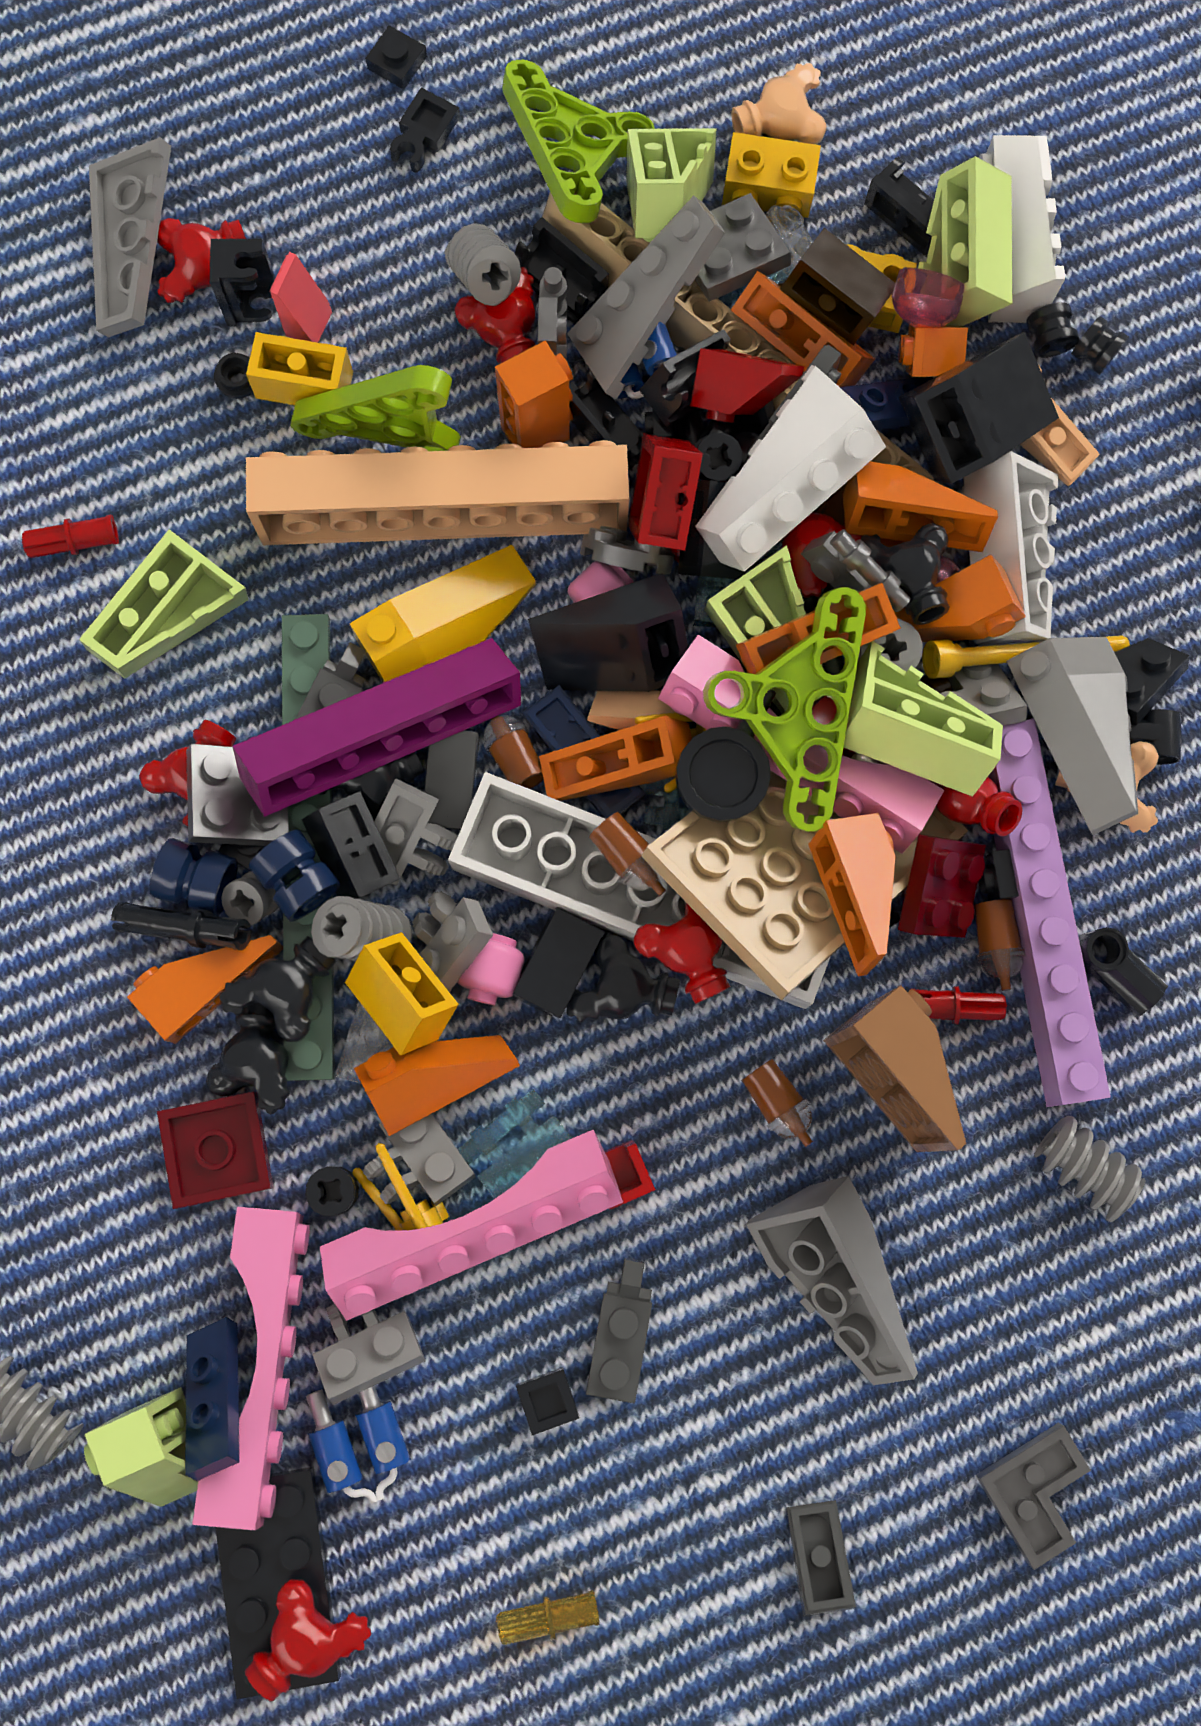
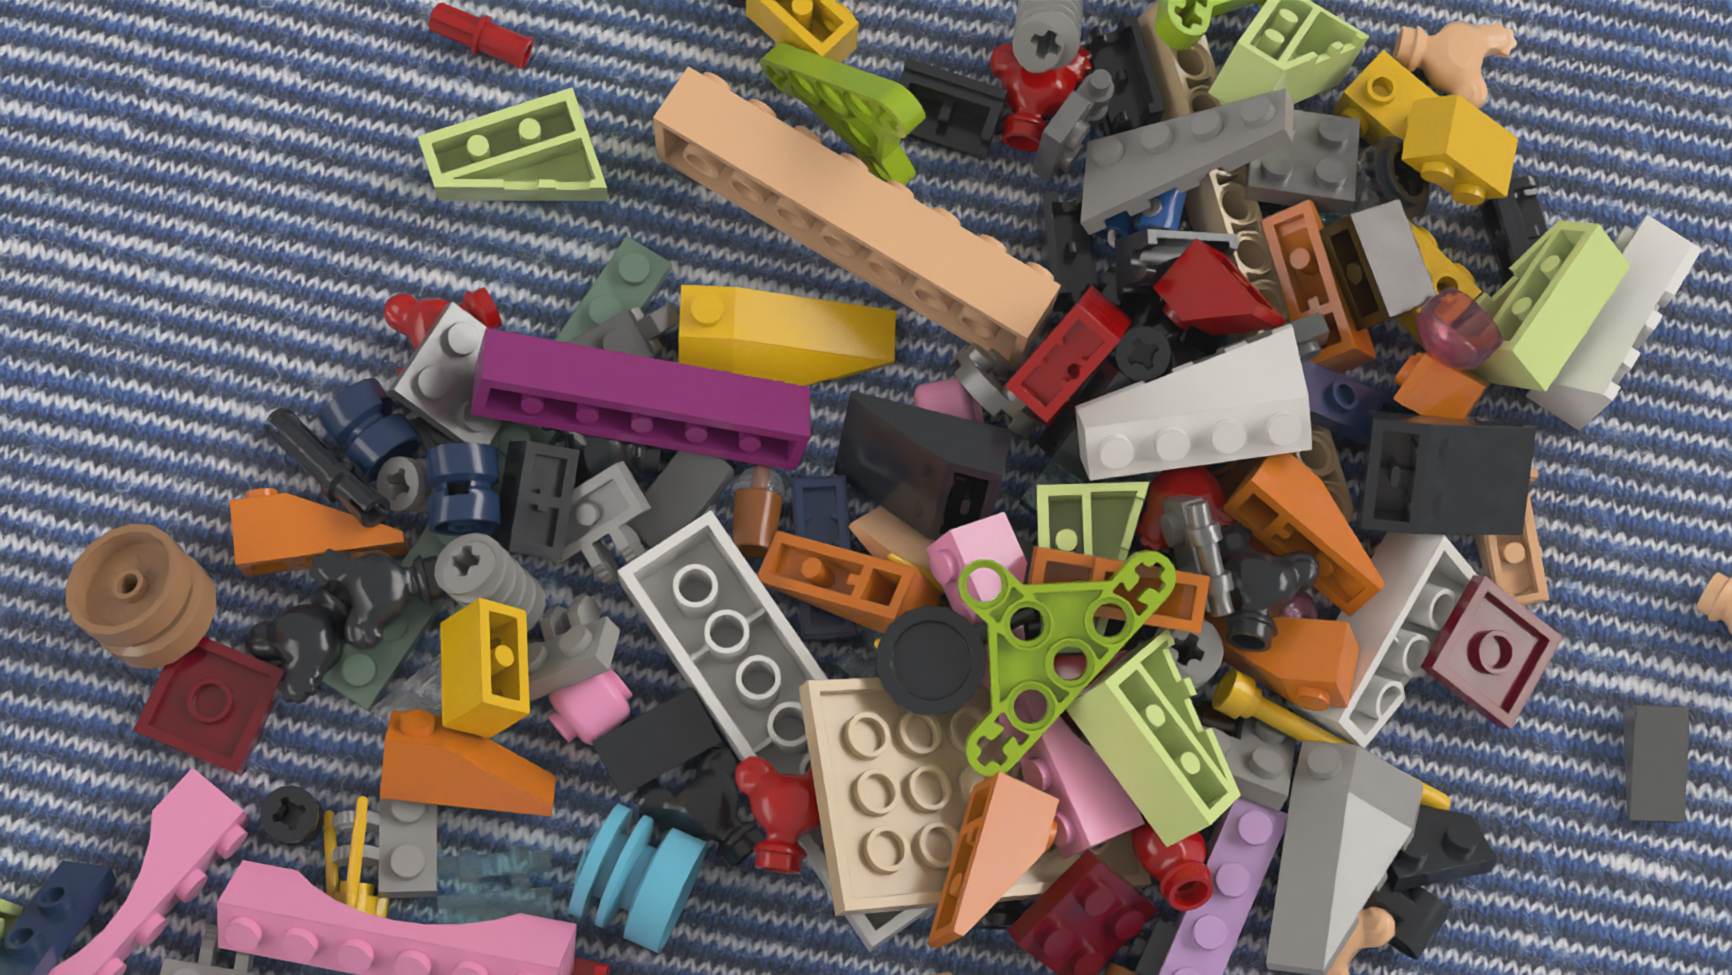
camera: 30 degrees right, 5 degrees down
(110, 1109) = (141, 596): none -> medium nougat wheel
(466, 361) = (957, 109): none -> black hinge
(535, 397) = (1005, 186): orange brick -> none
(613, 1067) = (637, 877): none -> medium azure wheel
(624, 851) = (788, 667): dark orange piece -> none
(804, 214) = (1385, 166): none -> black gear
(837, 167) = (1459, 149): none -> yellow brick
(1052, 330) = (1581, 445): black wheel -> none
(1089, 514) = (1491, 652): none -> plate
(1099, 345) = (1620, 490): black wheel -> none

